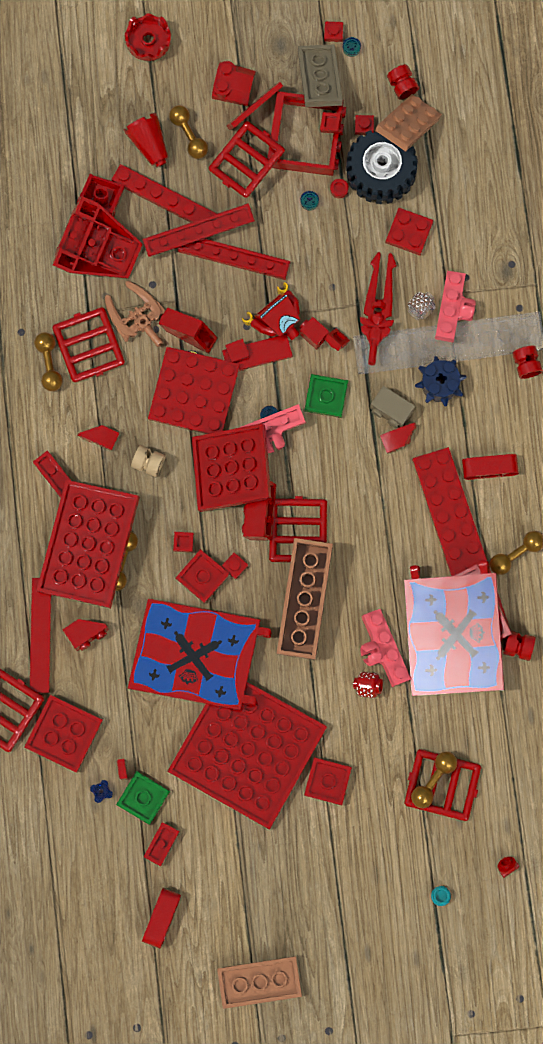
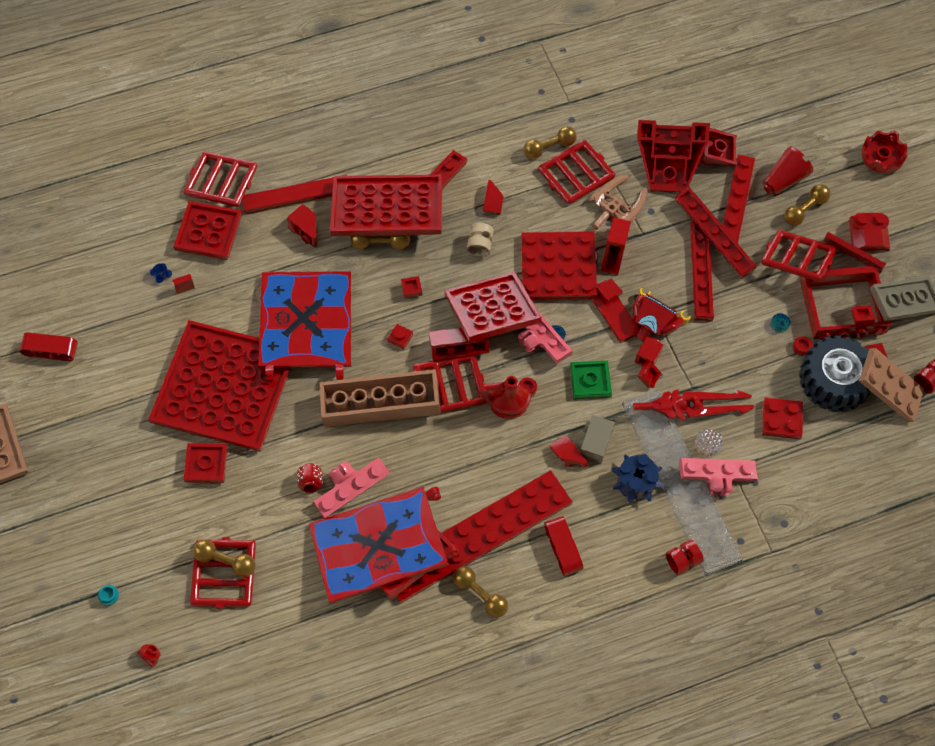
camera: 70 degrees right, 15 degrees down
(143, 798) = (161, 308): green tile -> none
(161, 844) = (119, 331): red plate -> none
(202, 576) = (382, 310): red plate -> none
(319, 457) = (530, 384): none -> red tile
(333, 483) = (506, 398): none -> red piece
(519, 645) = (382, 613): red wheel -> none

